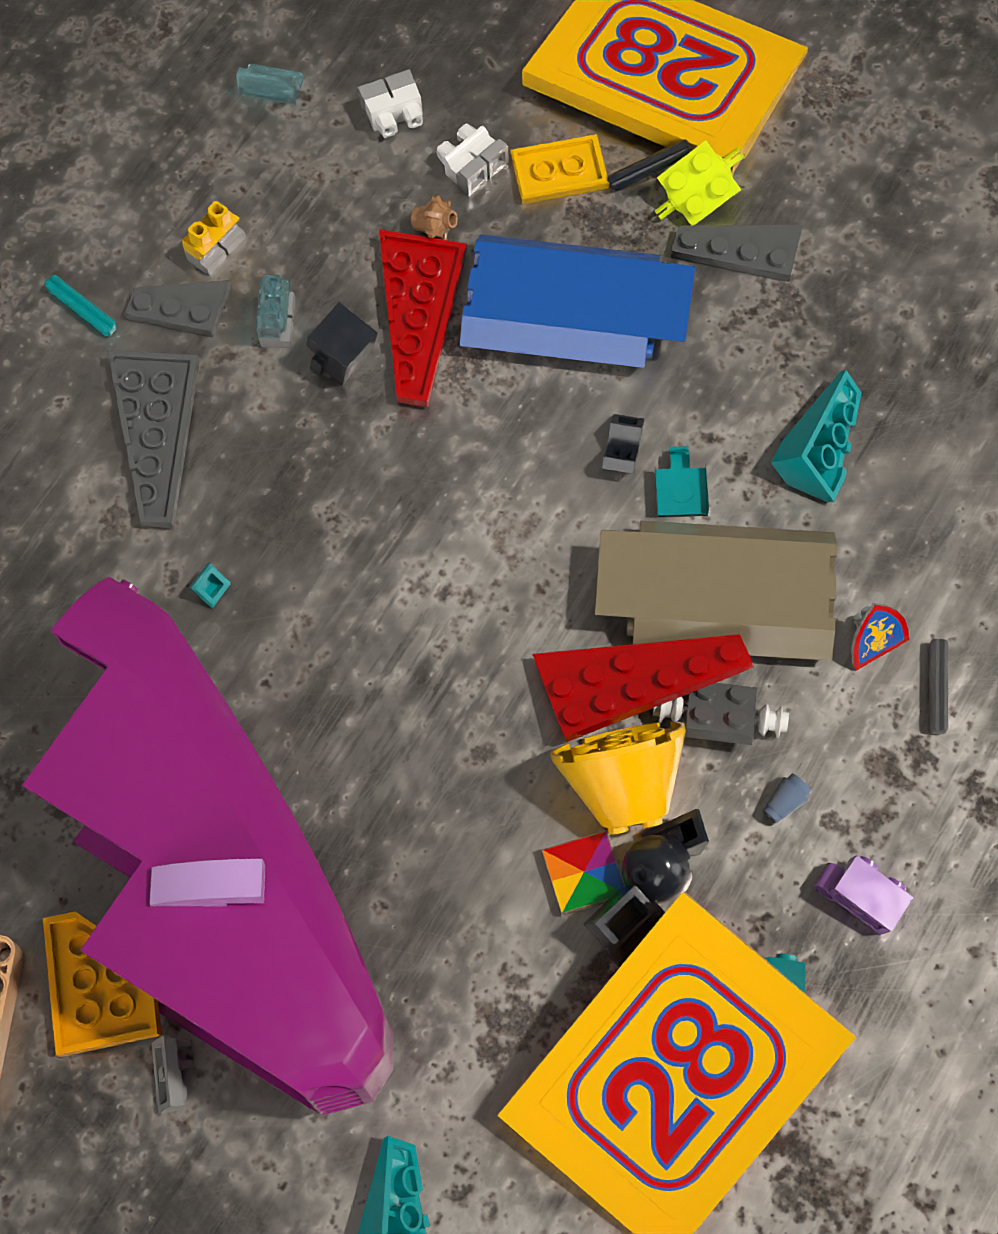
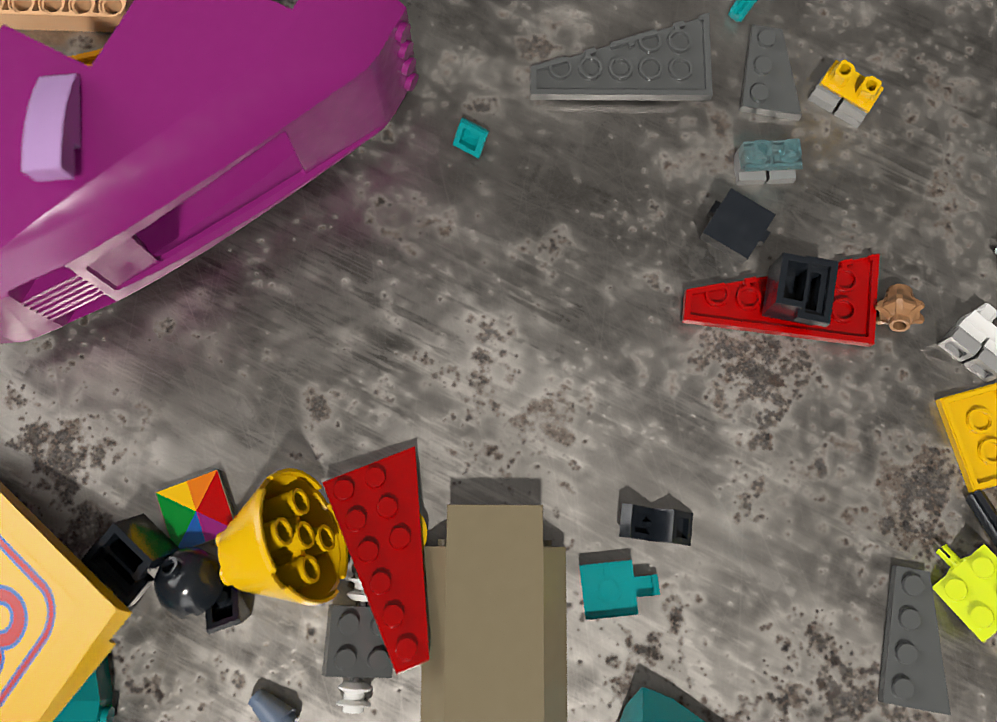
camera: 80 degrees right, 10 degrees up
(412, 294) = (801, 289): none -> black plate
(573, 301) = (818, 464): blue panel -> none

